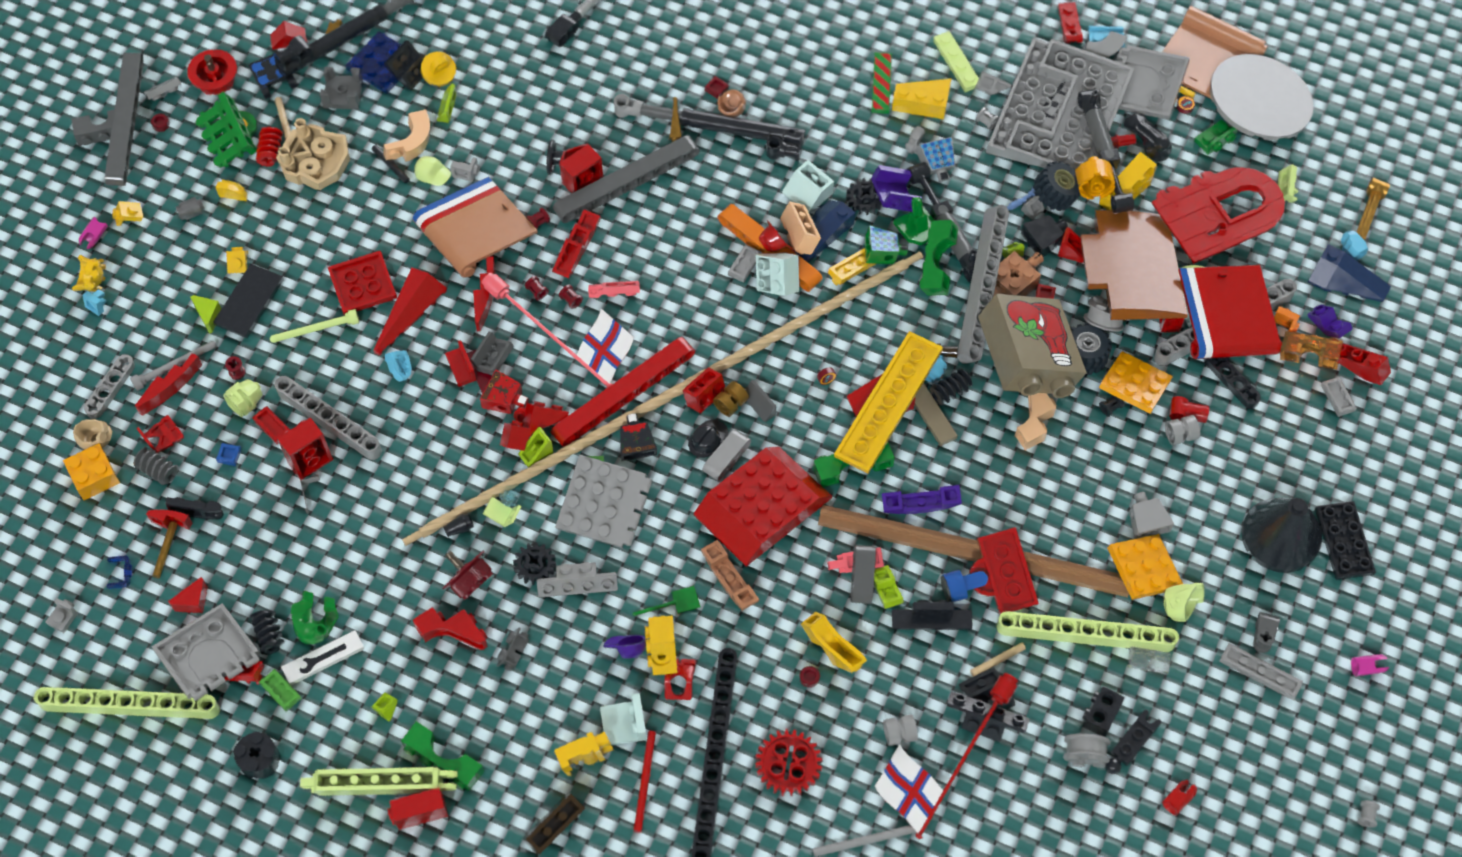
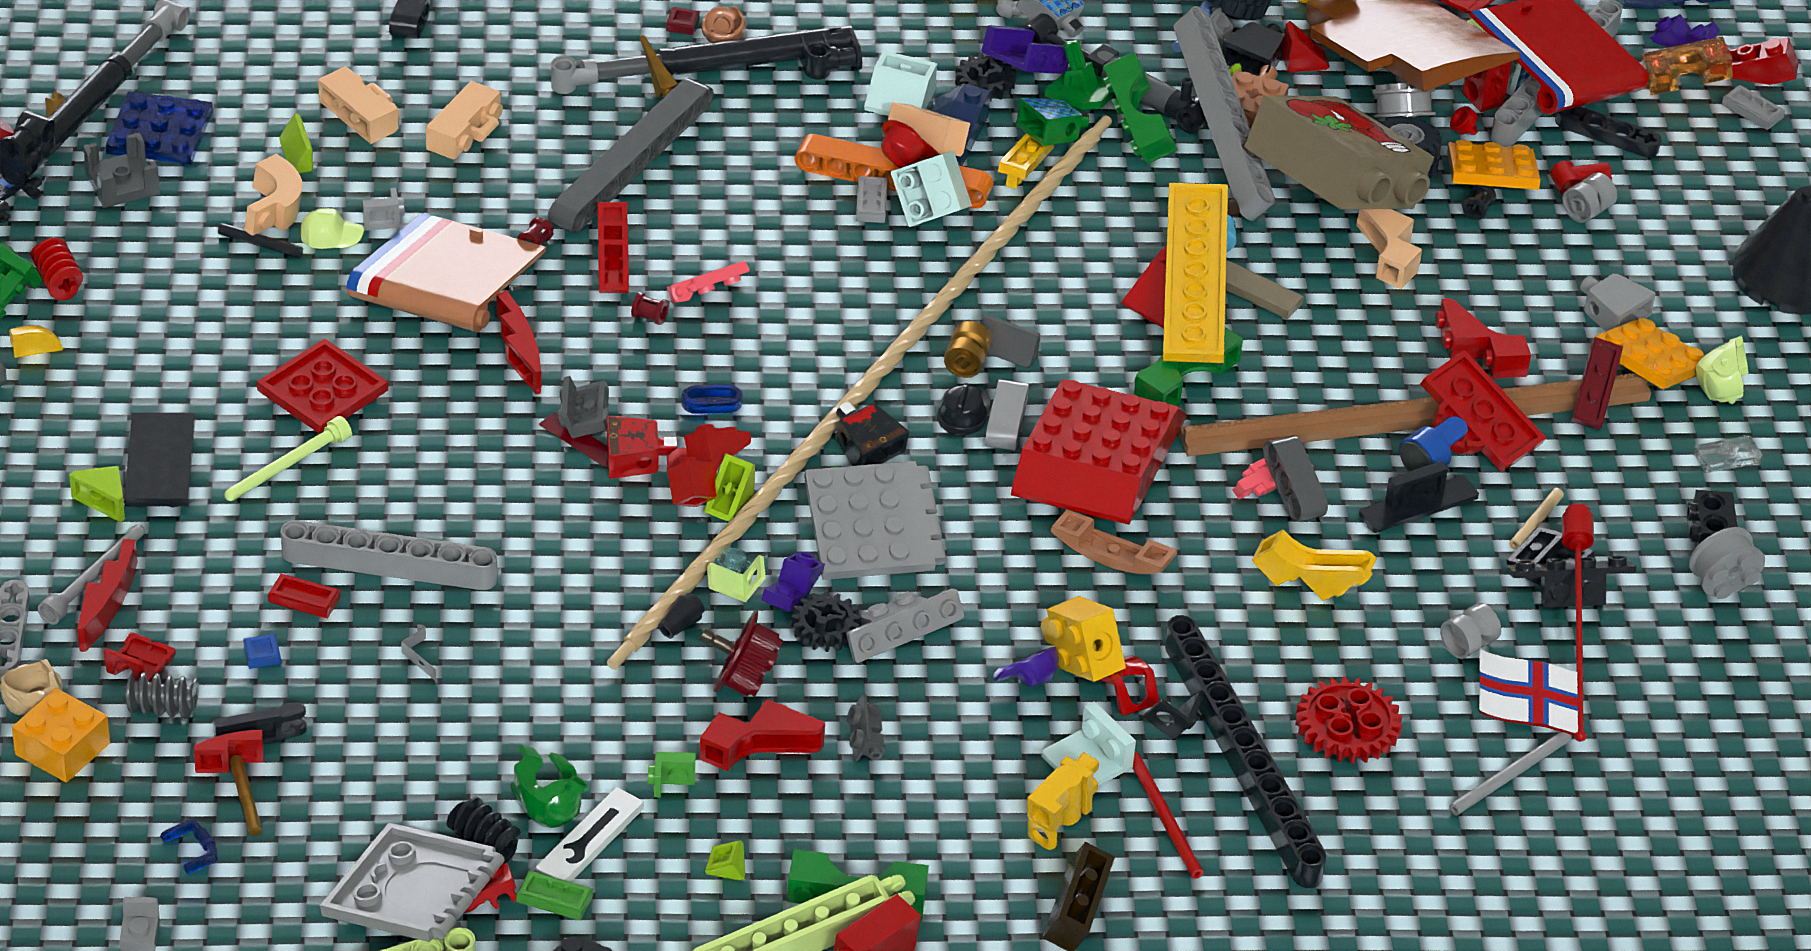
camera: 30 degrees left, 20 degrees down
(191, 598) = (335, 835): red slope -> none
(232, 367) = (203, 541): dark red bush -> none
(236, 260) = (106, 418): yellow bracket -> none
(243, 397) = (240, 570): yellowish green helmet -> none
(283, 118) = (47, 232): tan piece -> none
(304, 151) = (137, 259): tan brick -> none
(305, 448) = (393, 587): red brick -> none
(390, 632) = (671, 768): none -> bright green bracket
(399, 364) = (451, 460): medium azure rock -> none
(406, 65) = (207, 116): black slope -> none
(414, 298) = (420, 376): red wedge -> none
(438, 69) = (256, 106): yellow tile -> none
(461, 365) = (546, 432): red panel -> none
(498, 95) = (361, 107): none -> light nougat piece
(536, 288) = (592, 313): dark red bush -> none
(536, 526) = (794, 582): none -> dark purple slope
(547, 119) = (467, 117): none -> light nougat piece
(569, 374) = (711, 399): none -> clear blue tile
(577, 165) = (554, 154): red piece -> none
(602, 346) = (734, 347): flag -> none
(622, 391) = (808, 389): red beam -> none
(684, 601) = (1057, 594): green piece -> none
(695, 721) = (1183, 718): none -> black bracket
(703, 390) = (924, 349): red brick -> none
(809, 676) = (1302, 622): dark red tile -> none
(826, 376) = (1079, 286): tile -> none
(886, 587) = (1339, 495): lime slope -> none
(921, 502) = (1314, 382): dark purple slope -> none
(950, 386) = (1259, 243): black piece -> none
(1037, 508) = (1502, 353): none -> red arch
(1092, 578) = (1597, 383): none -> dark red tile
(1095, 627) = (1625, 447): yellowish green beam -> none
(1131, 743) = (1774, 542): black plate -> none
(1141, 339) = (1464, 121): none -> red tile
(1287, 319) = (1634, 43): orange bracket -> none

